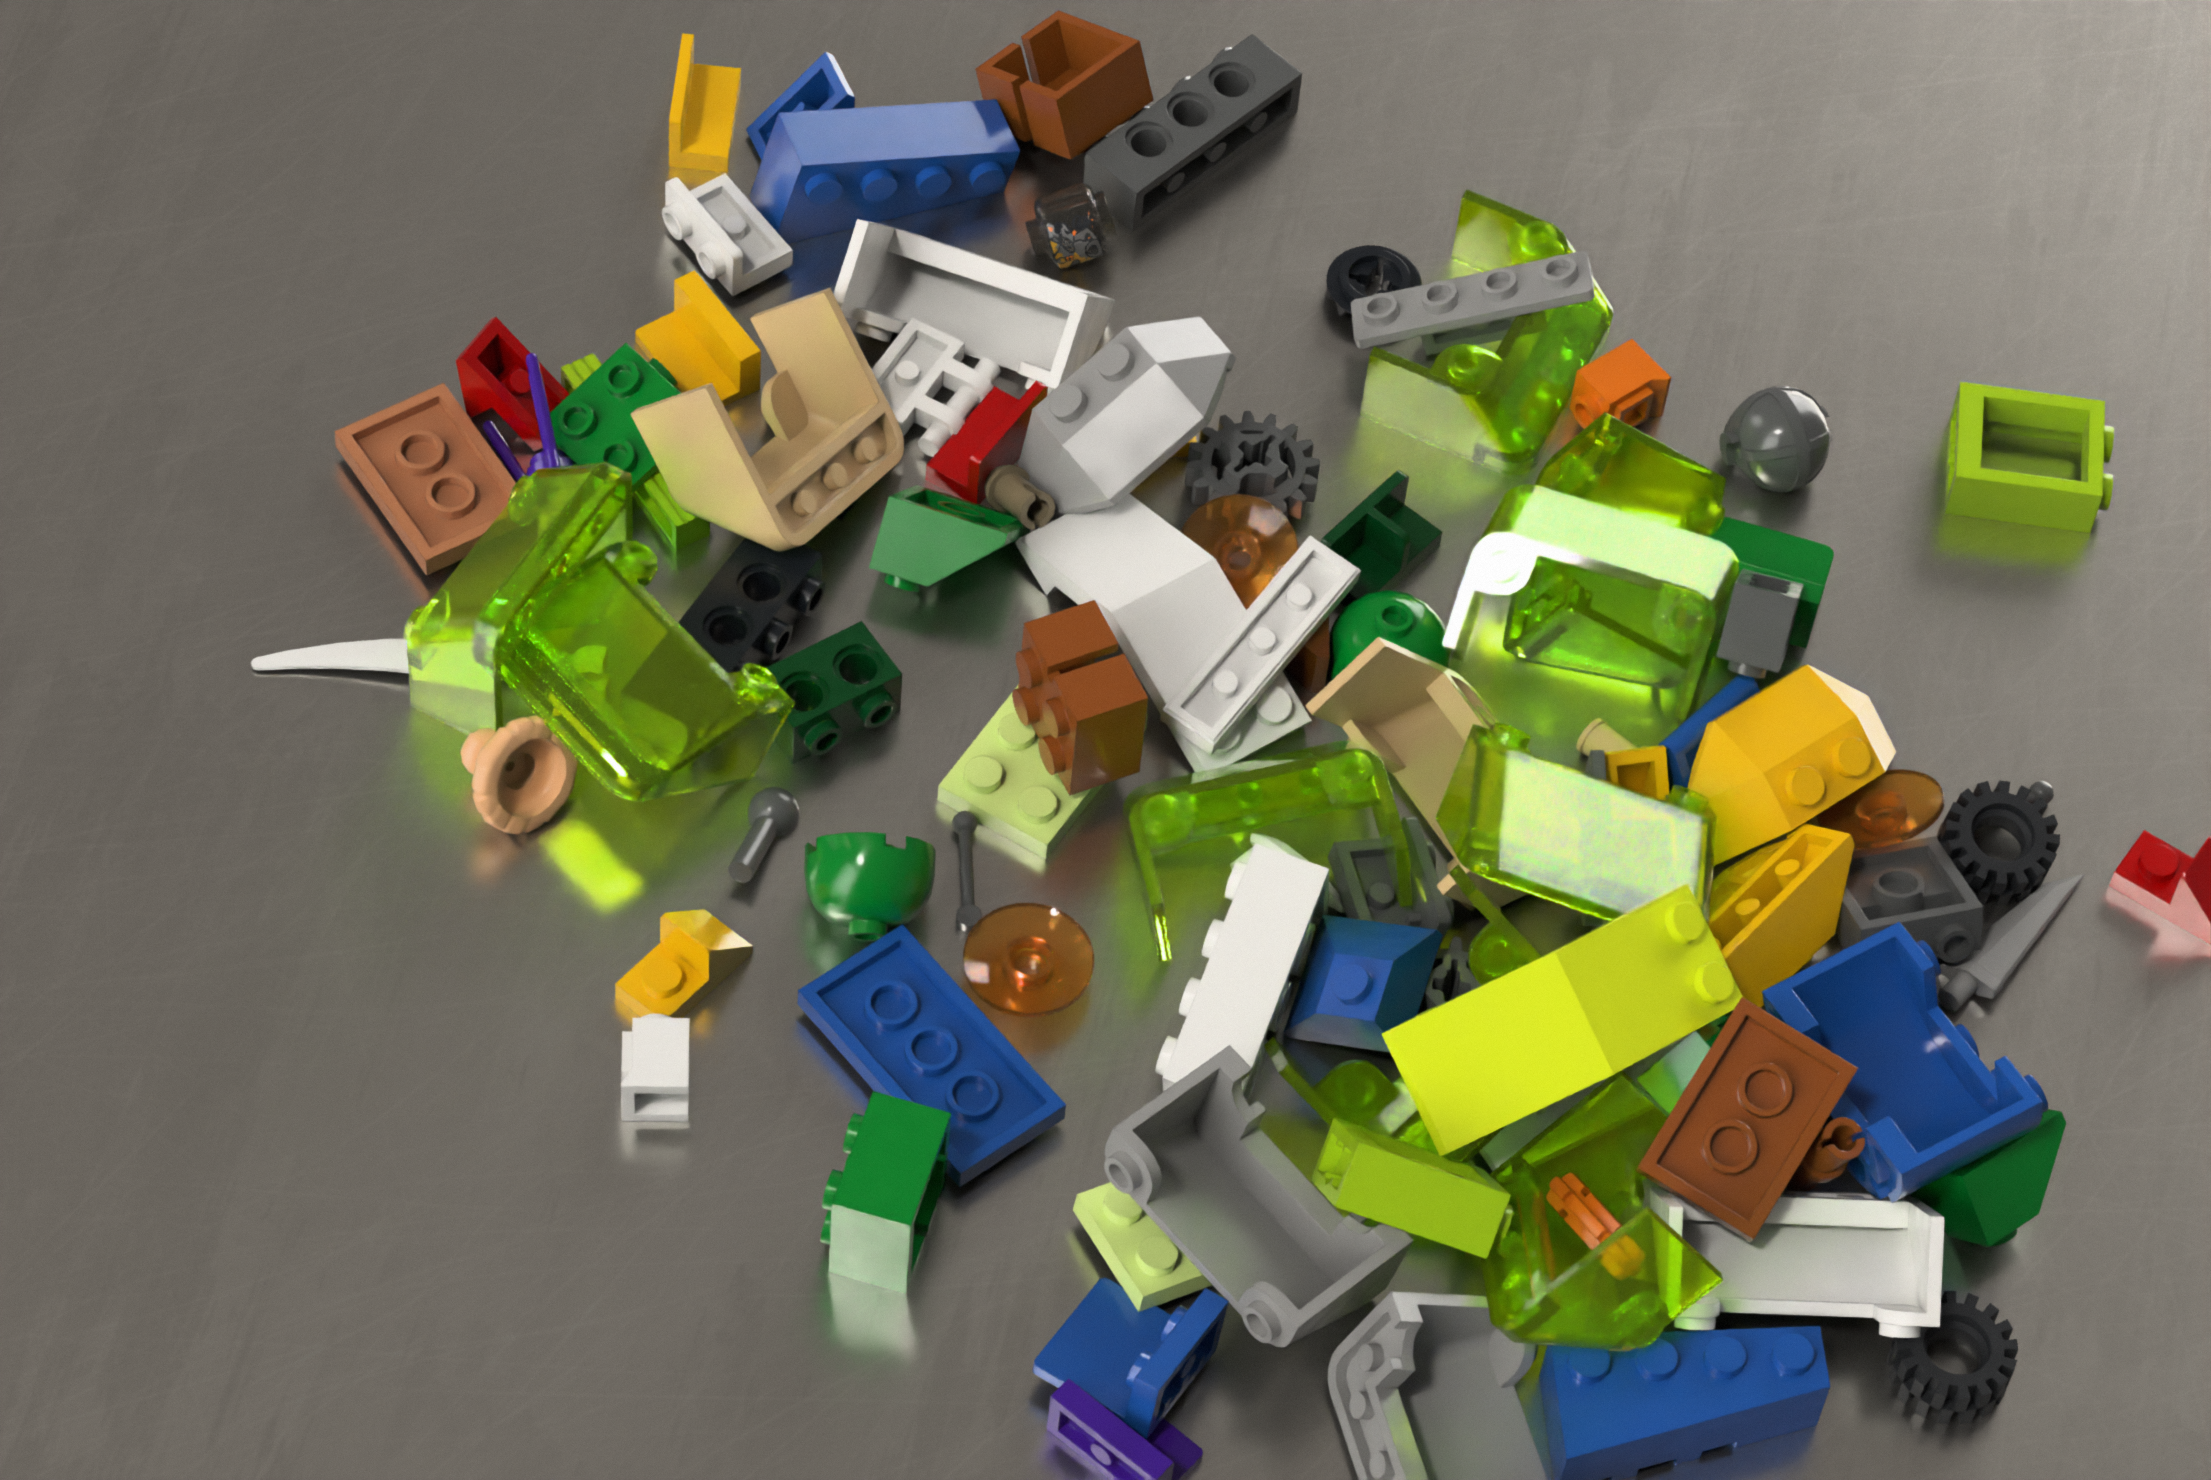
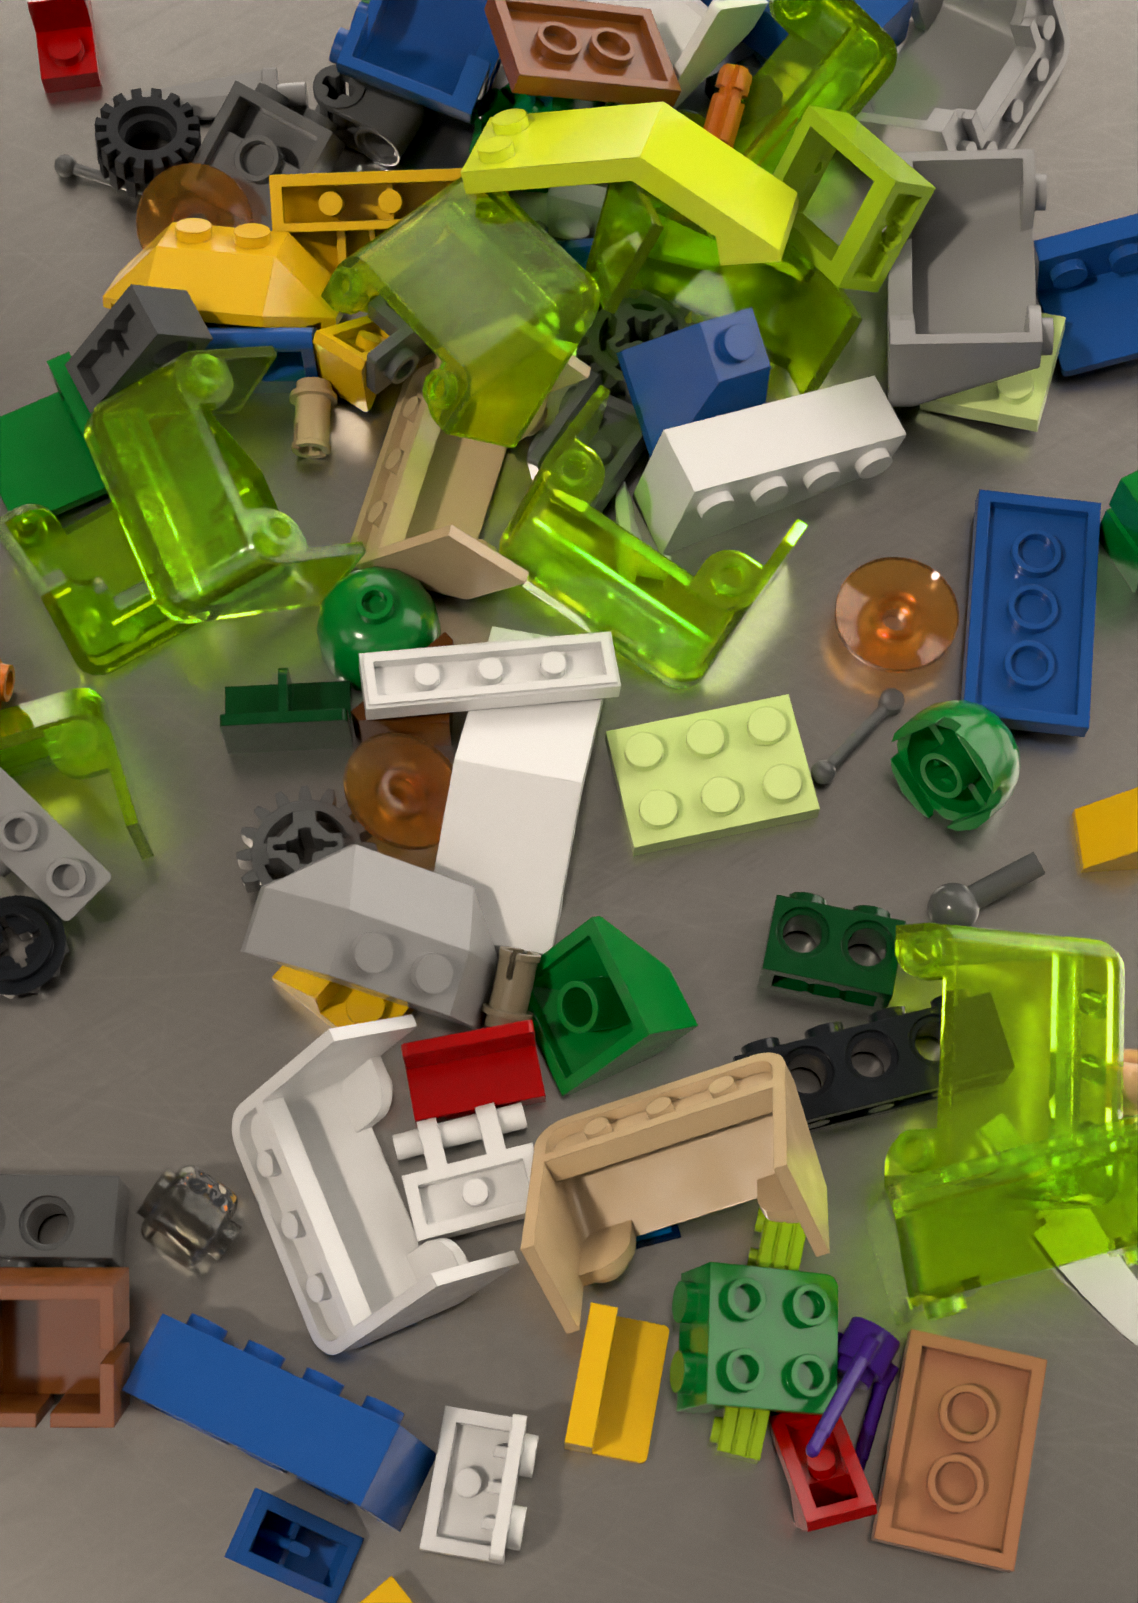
camera: 130 degrees left, 15 degrees up
(1082, 710) = (688, 731): dark orange piece -> none

